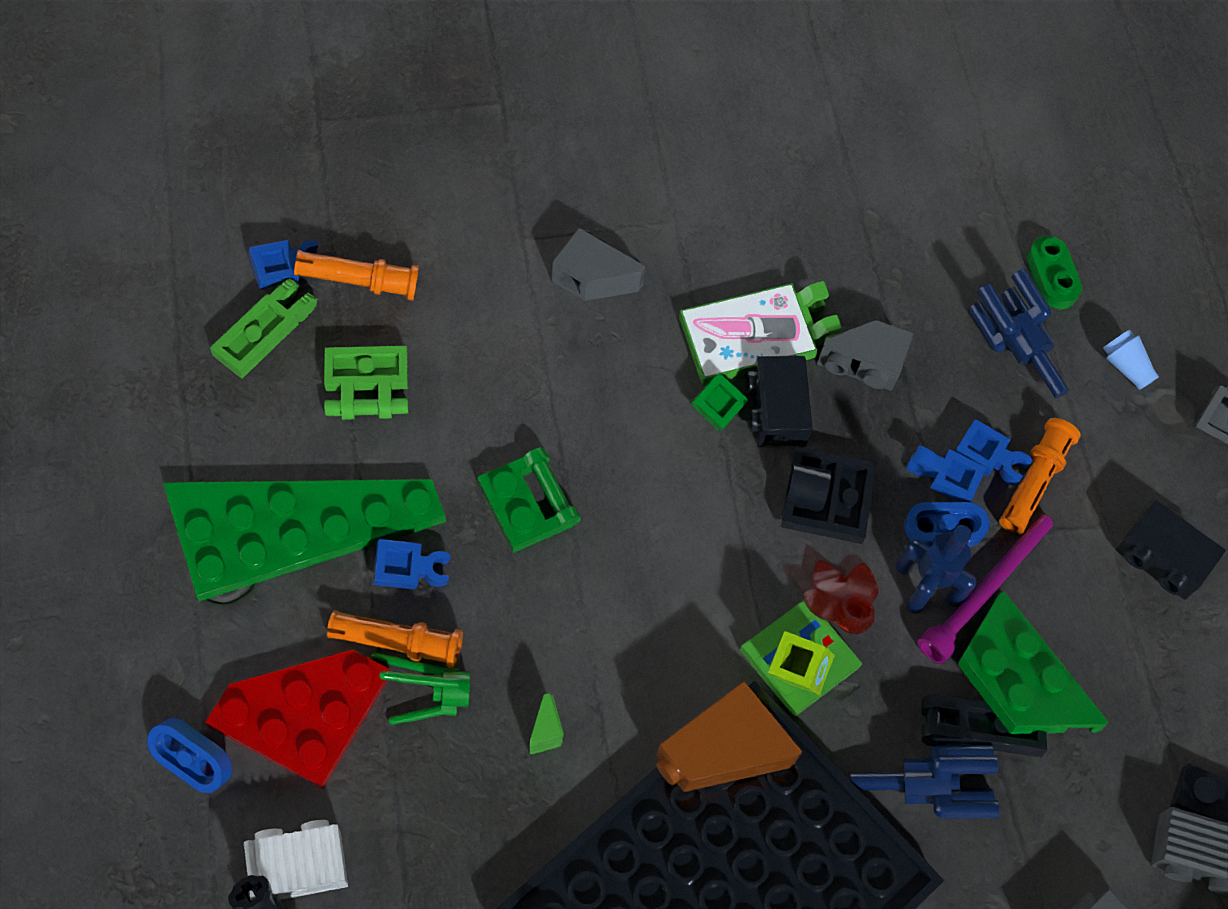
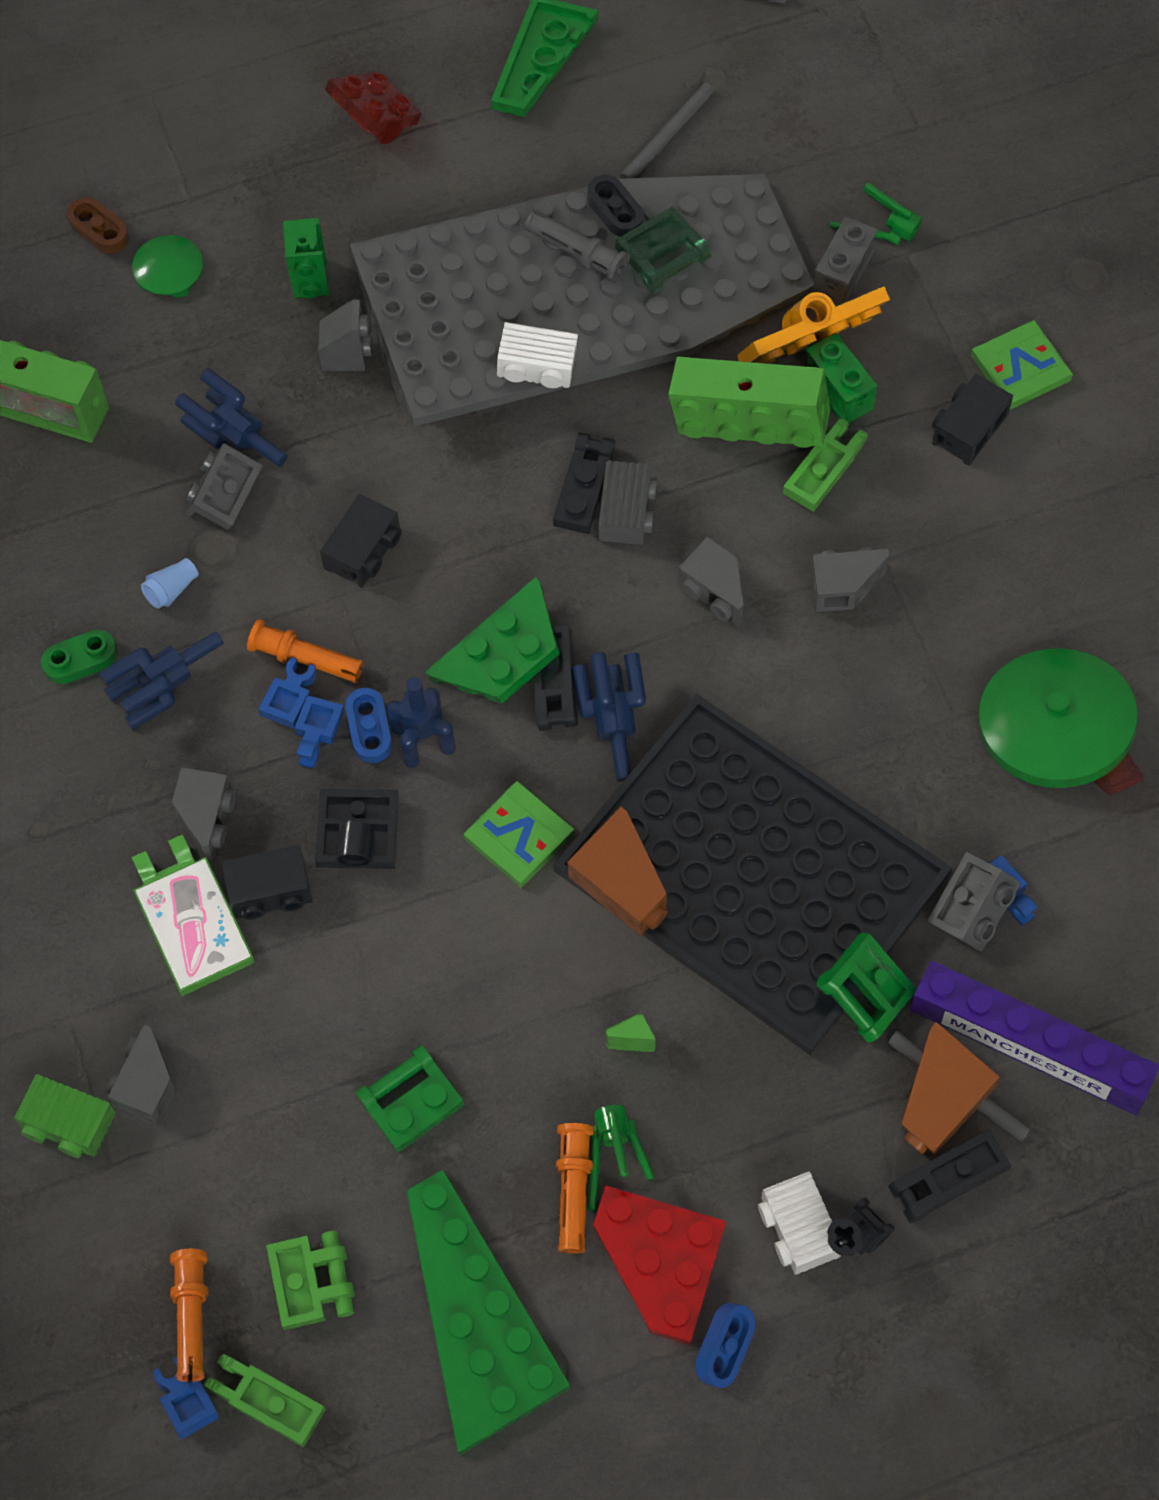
camera: 90 degrees left, 0 degrees up
(401, 565) = (500, 1196): blue plate -> none
(573, 198) = (64, 1117): none -> bright green brick
(719, 401) = (276, 939): green tile -> none
(801, 663) = (537, 821): lime brick -> none
(837, 594) = (451, 805): clear red plate -> none
(940, 641) = (483, 720): magenta piece -> none

